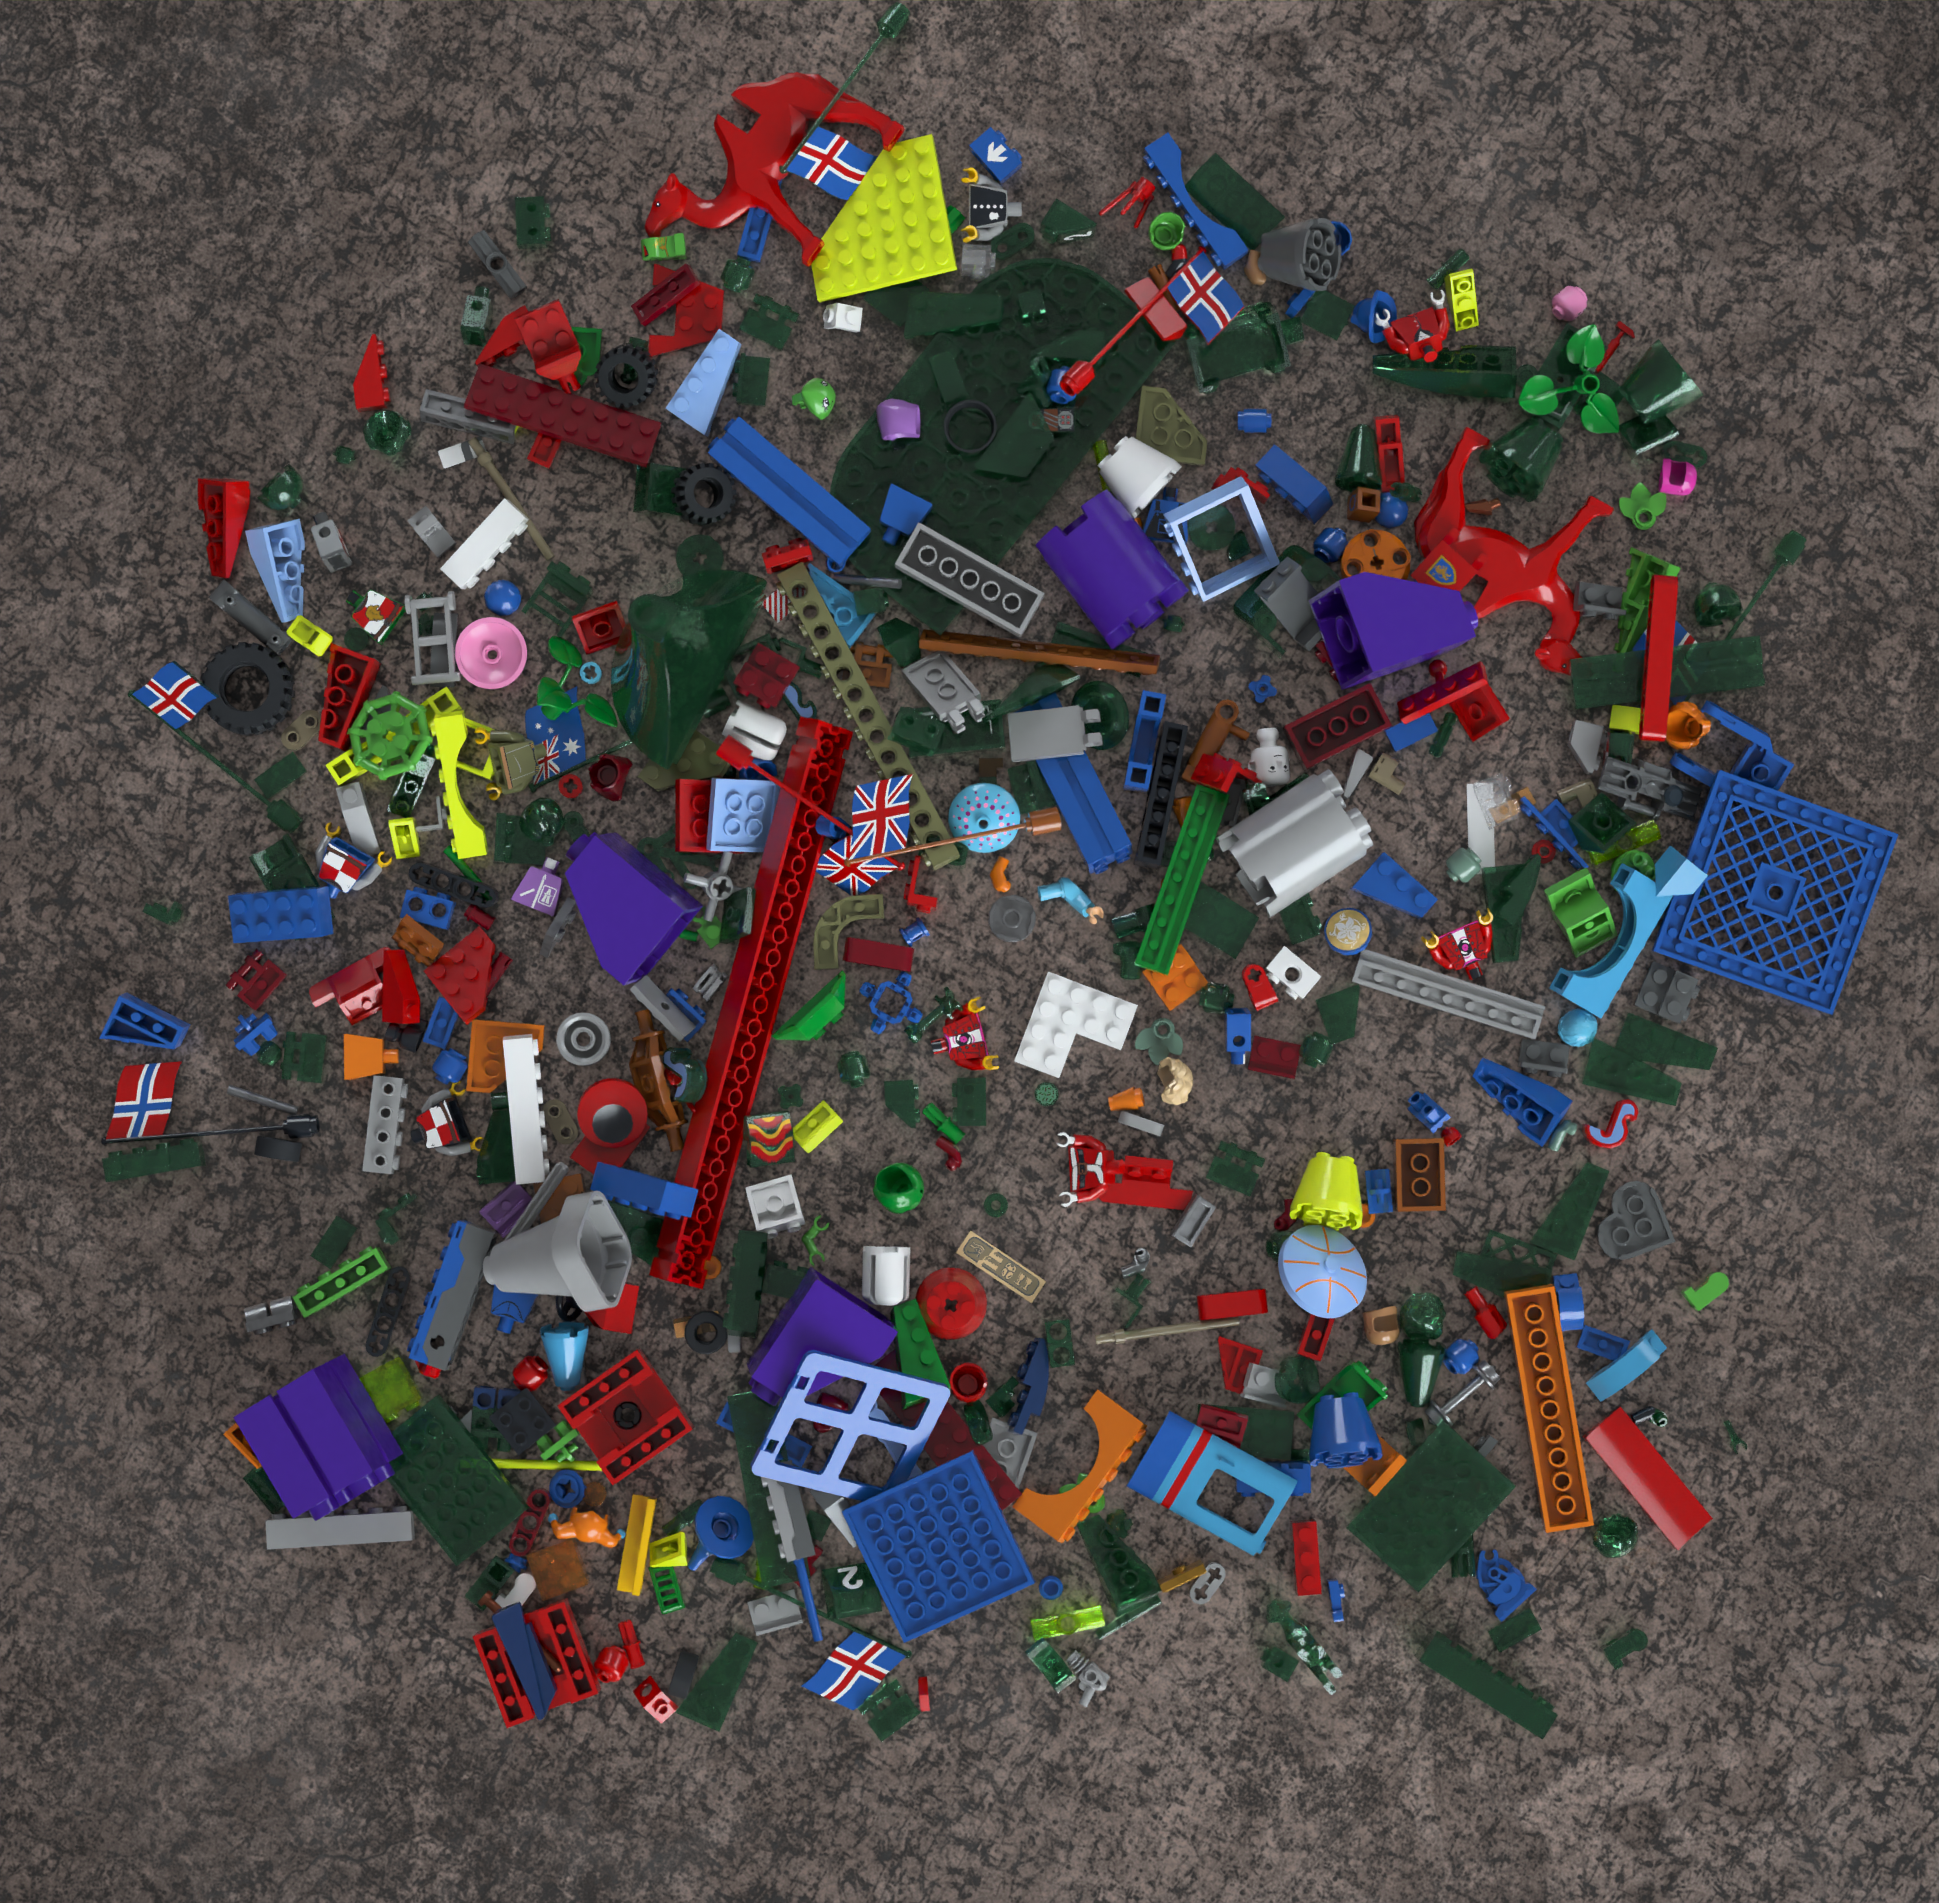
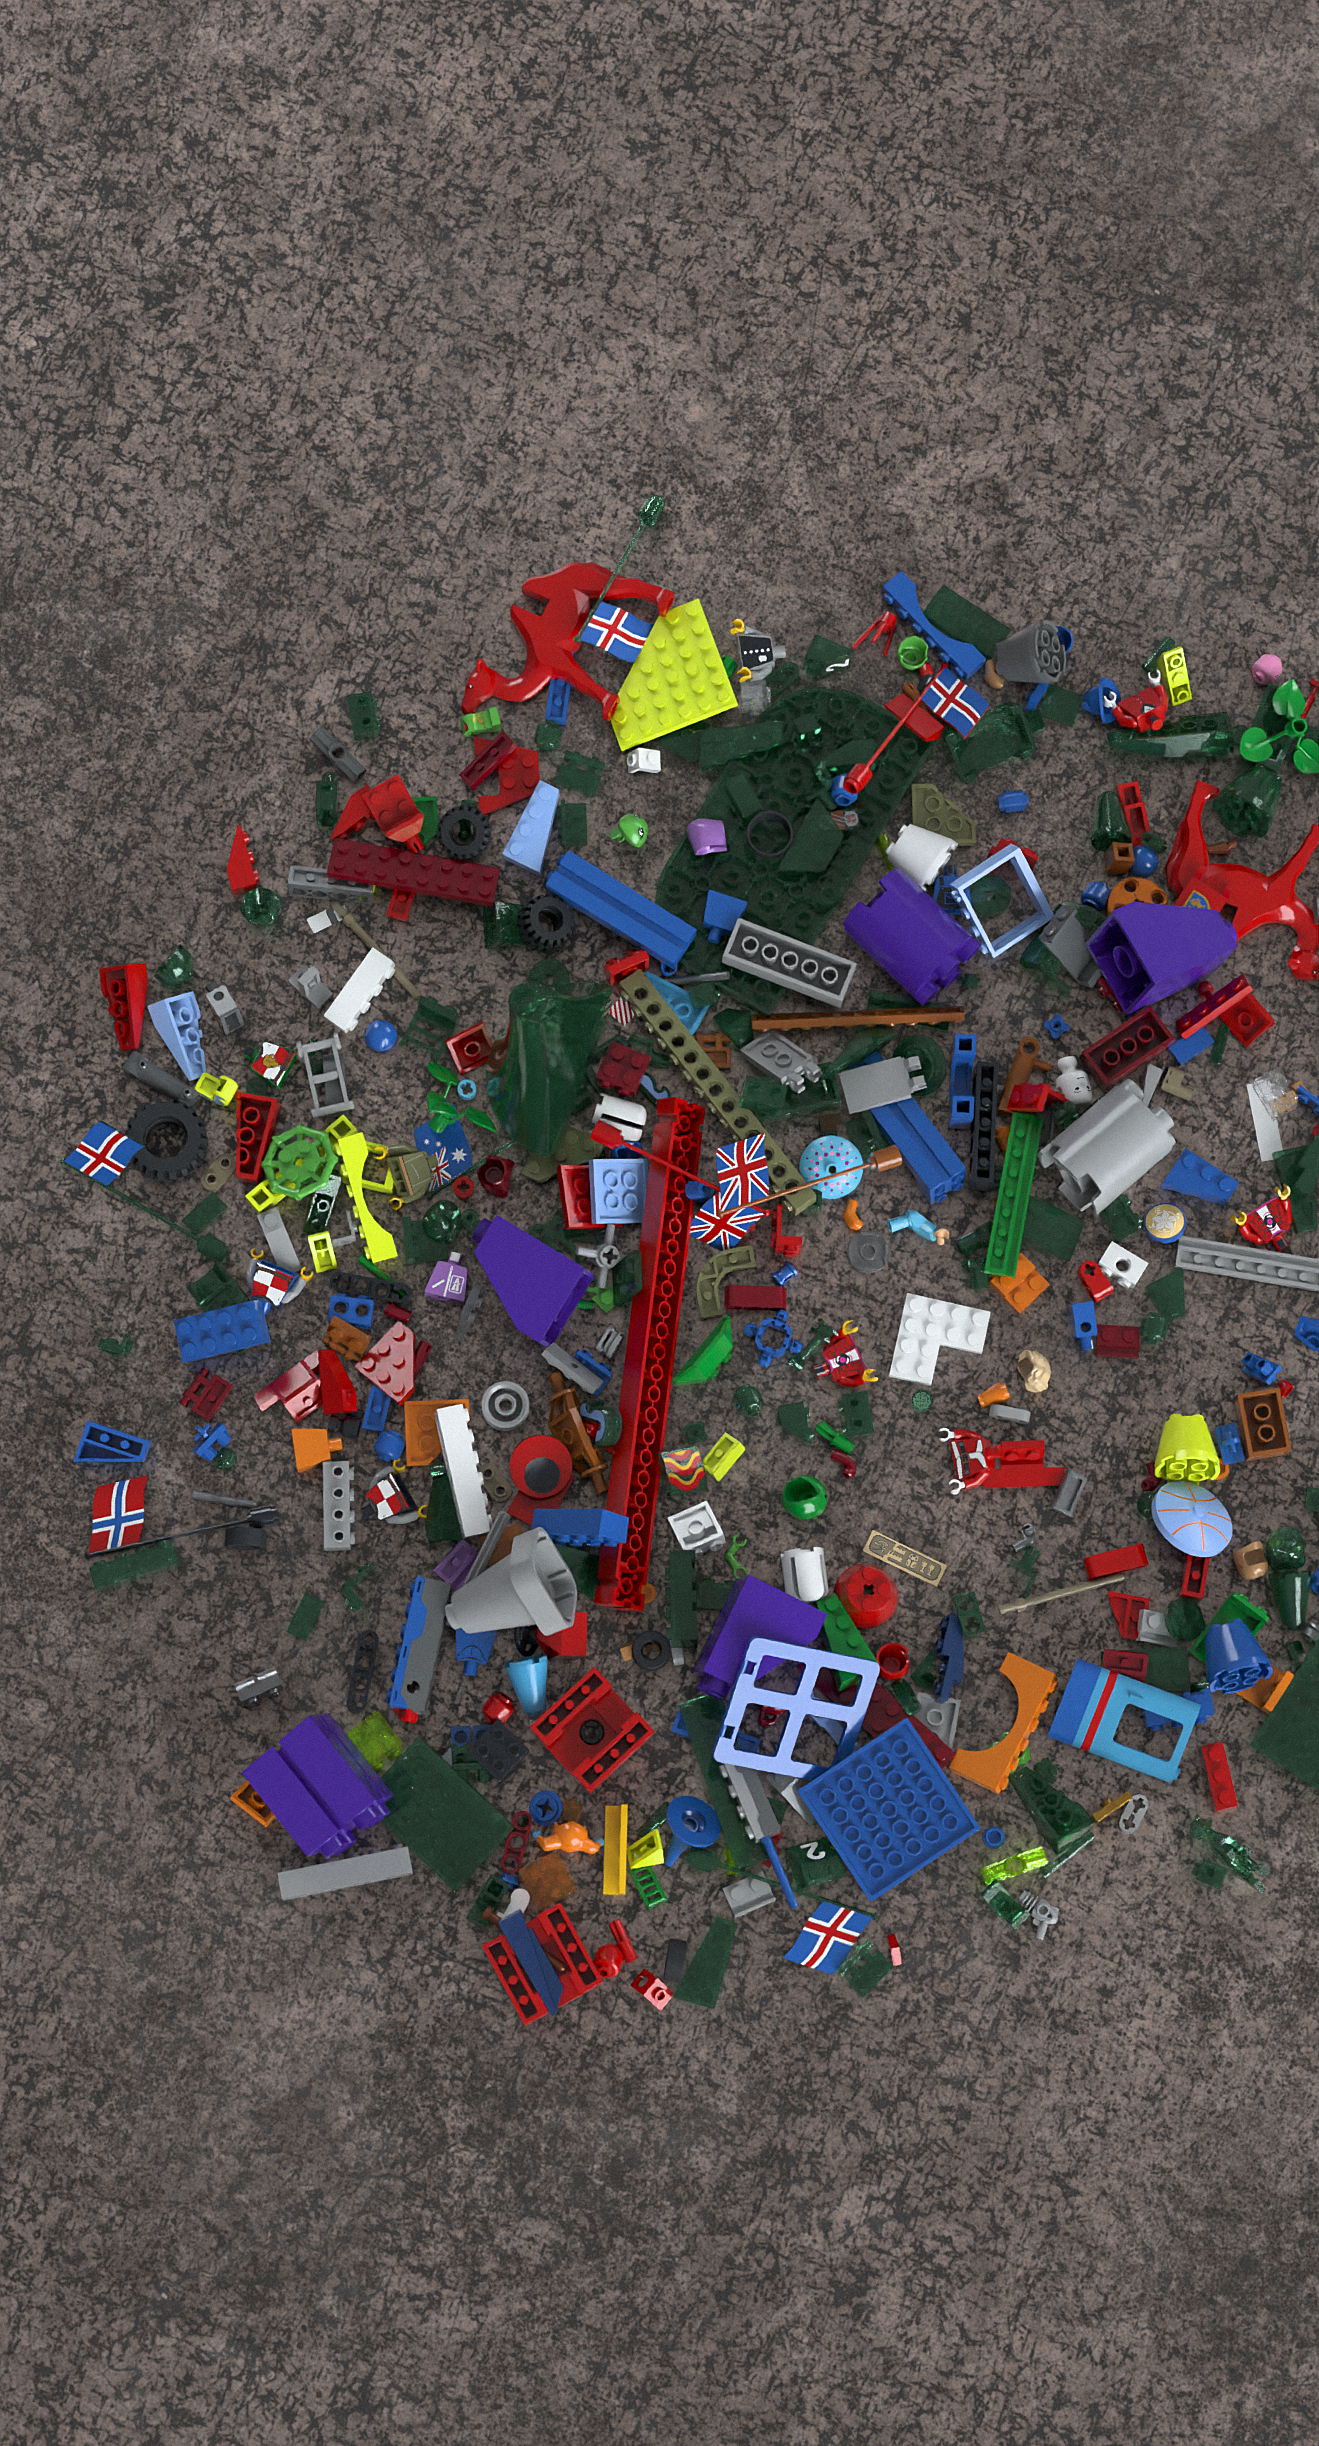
camera: 10 degrees left, 10 degrees down
(264, 1489) = (275, 1845): clear green slope -> none
(311, 1057) = (264, 1456): clear green plate -> none
(340, 1283) = (317, 1650): bright green brick -> none
(344, 454) = (225, 931): clear green plate -> none
(478, 641) = (373, 1069): bright pink dish -> none
(547, 1464) = (529, 1789): neon yellow bar -> none
(548, 1447) = (539, 1759): bright green hips -> none
(995, 155) = (756, 609): blue brick -> none
(995, 1197) = (894, 1497): clear green plate -> none
(1157, 1044) = (1014, 1343): sand green plate -> none
(1216, 998) = (1058, 1295): clear green head -> none
(1232, 1175) = (1097, 1448): clear green plate -> none
(1238, 547) = (1016, 908): clear green tile -> none
(1294, 484) = (1057, 849): blue wedge -> none
(1335, 1592) = (1249, 1806): blue plate -> none
(1463, 865) = (1256, 1152): sand green head -> none

